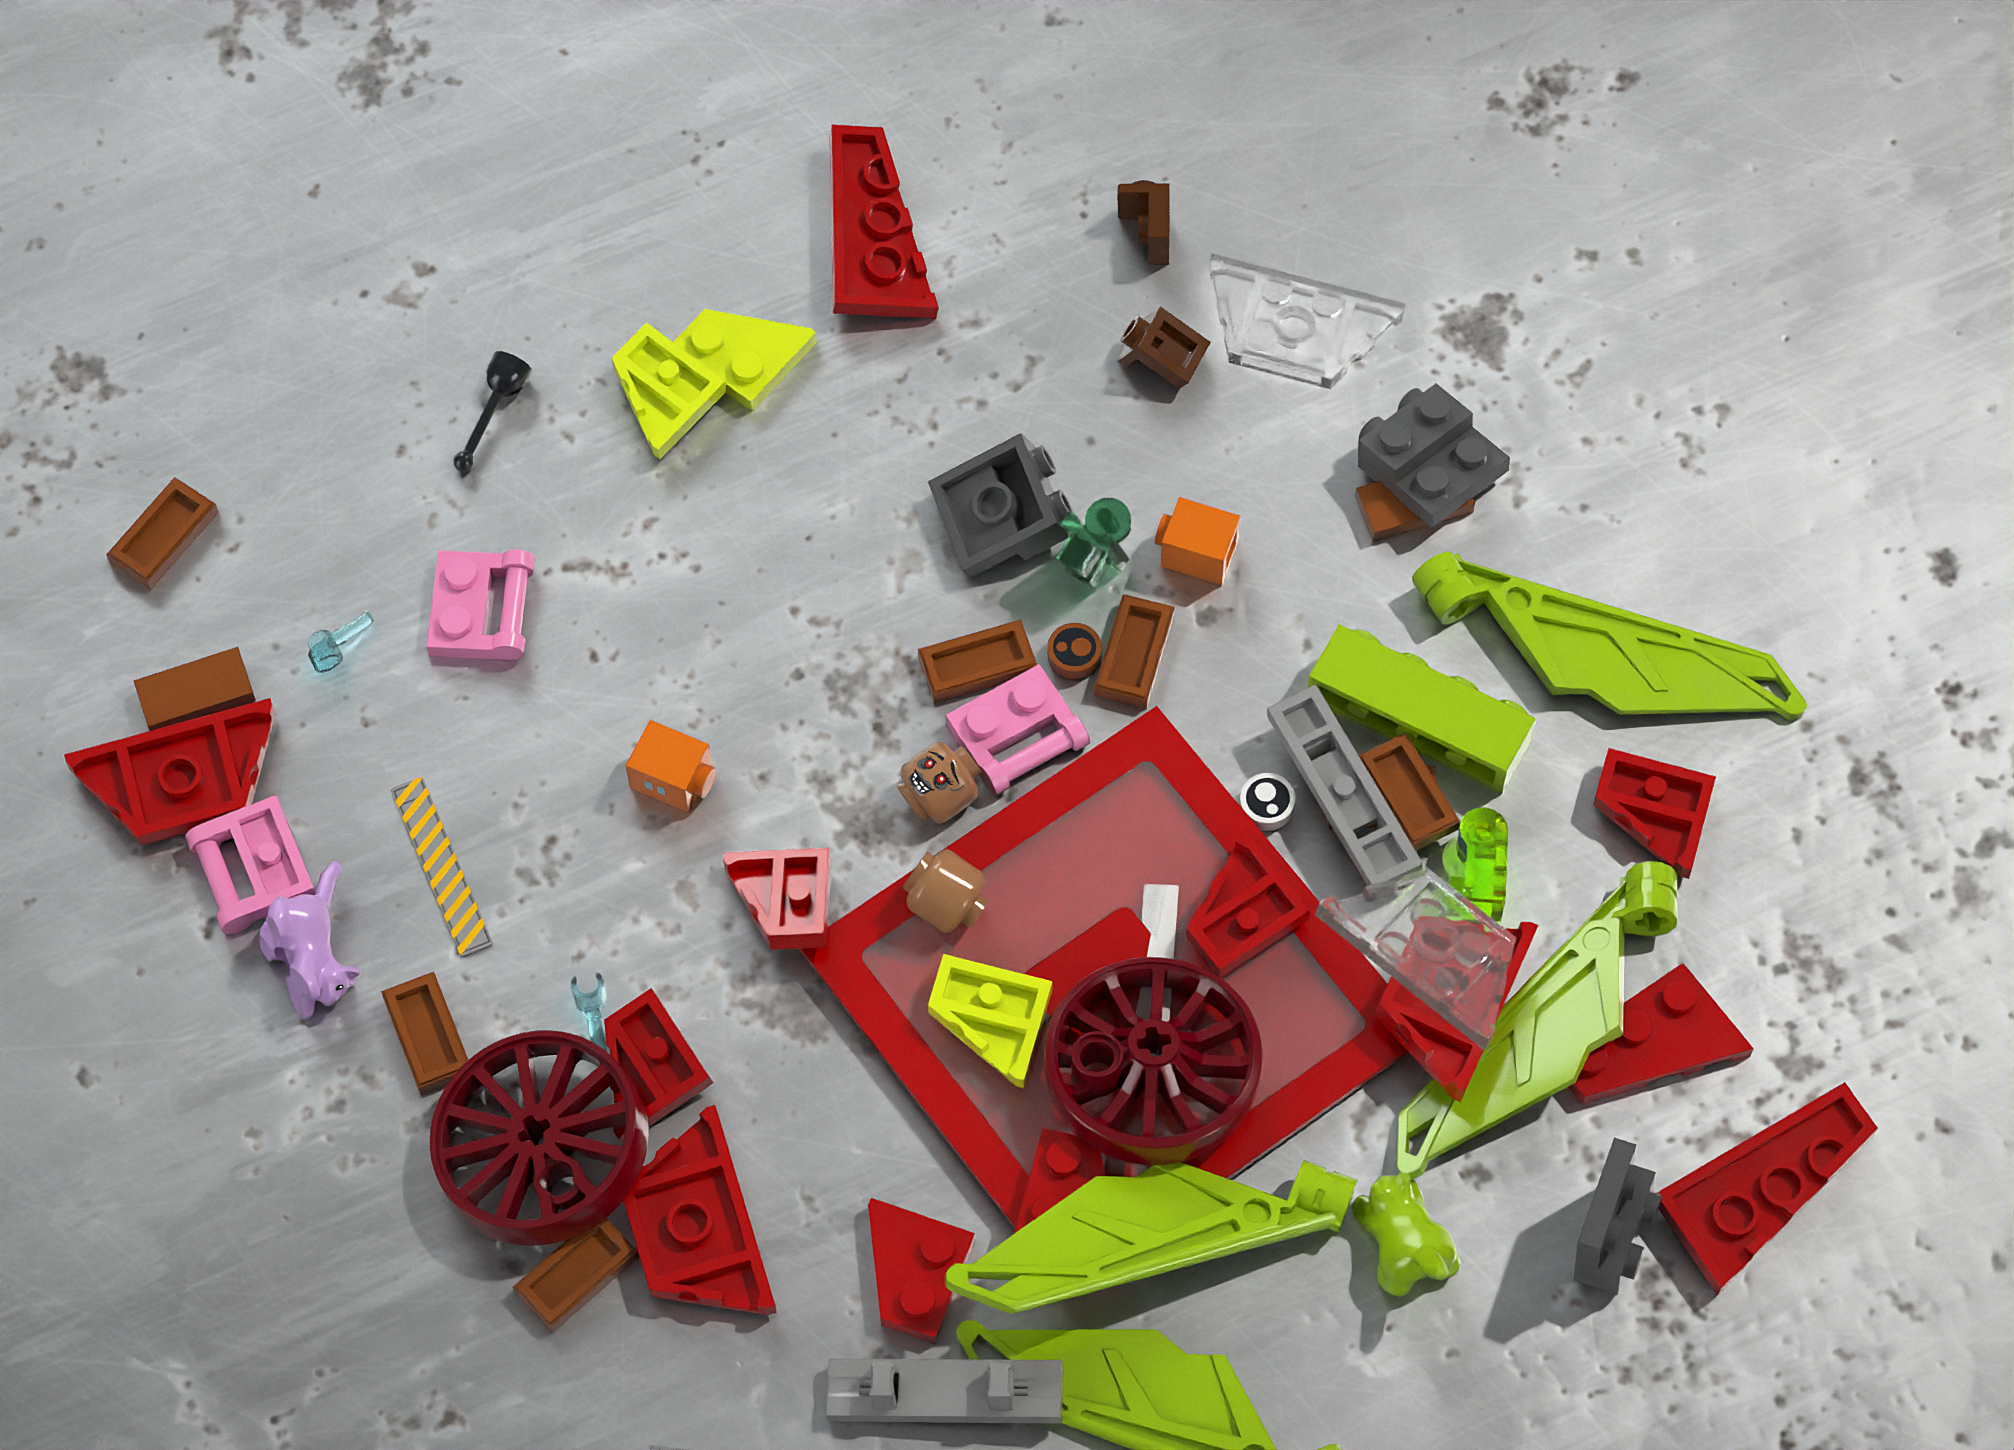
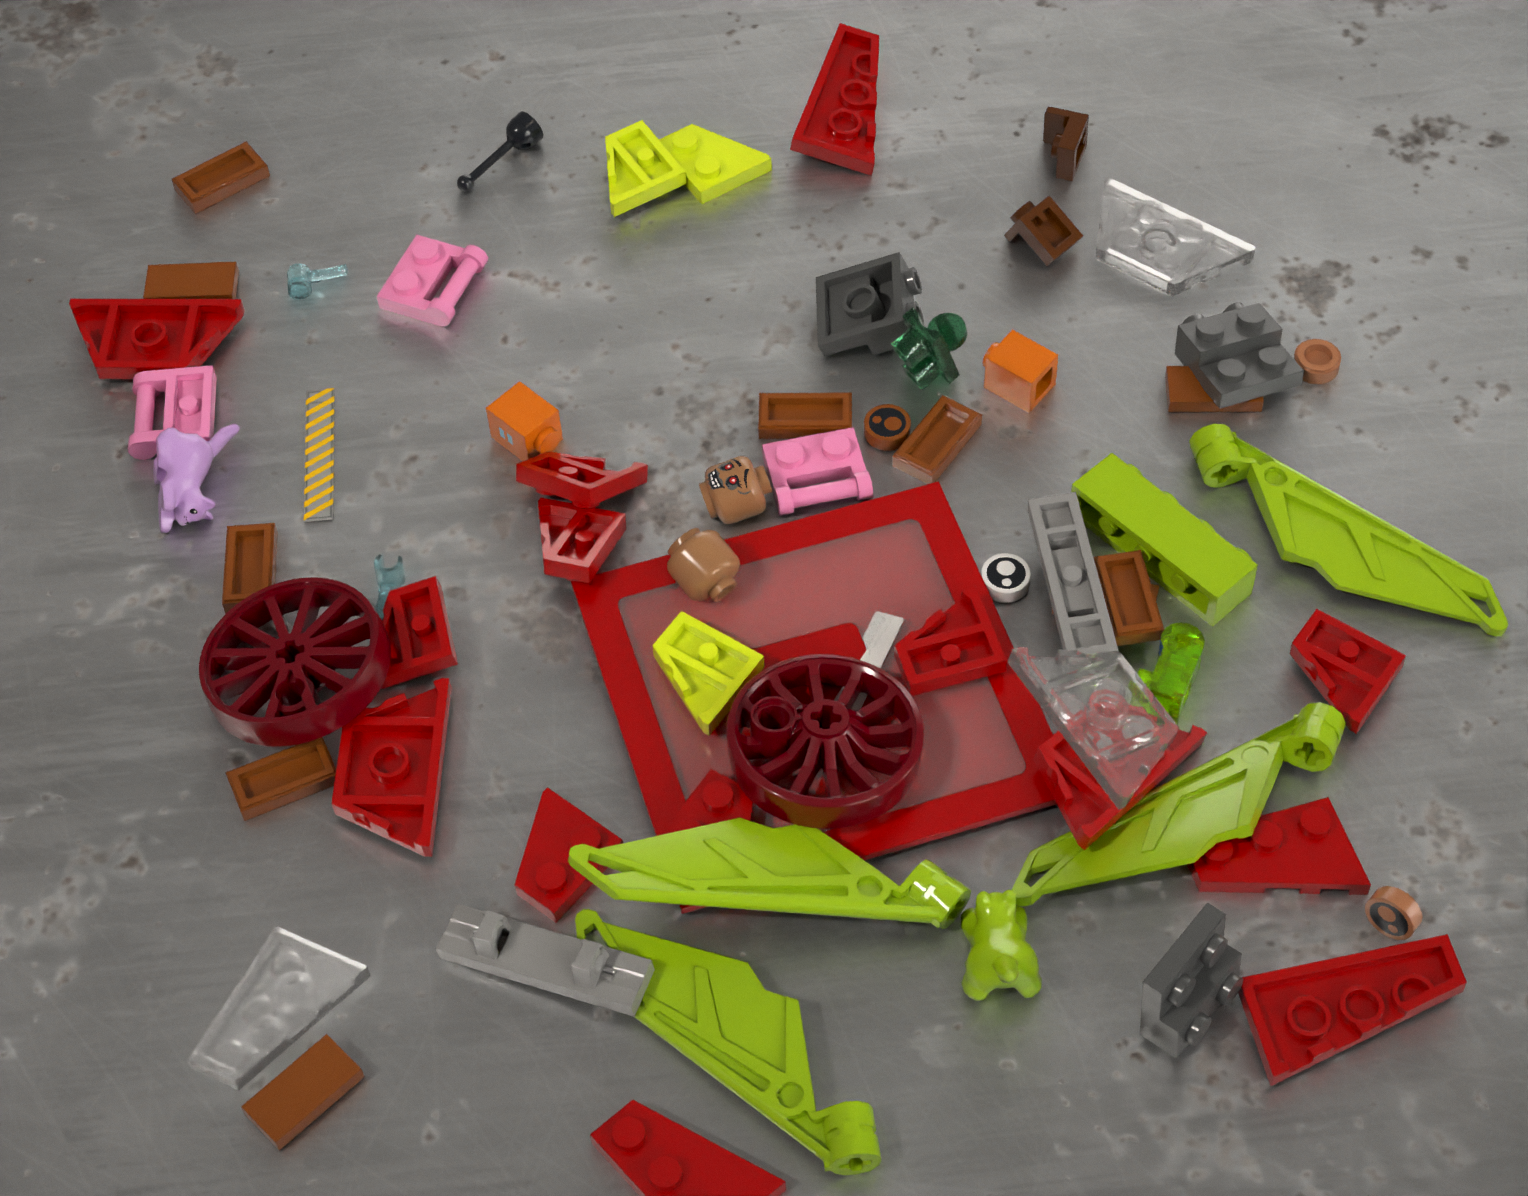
camera: 20 degrees right, 10 degrees down
(757, 817) = (578, 478): none -> red wing
(1516, 432) = (1318, 360): none -> nougat tile
(1785, 1073) = (1393, 913): none -> nougat tile

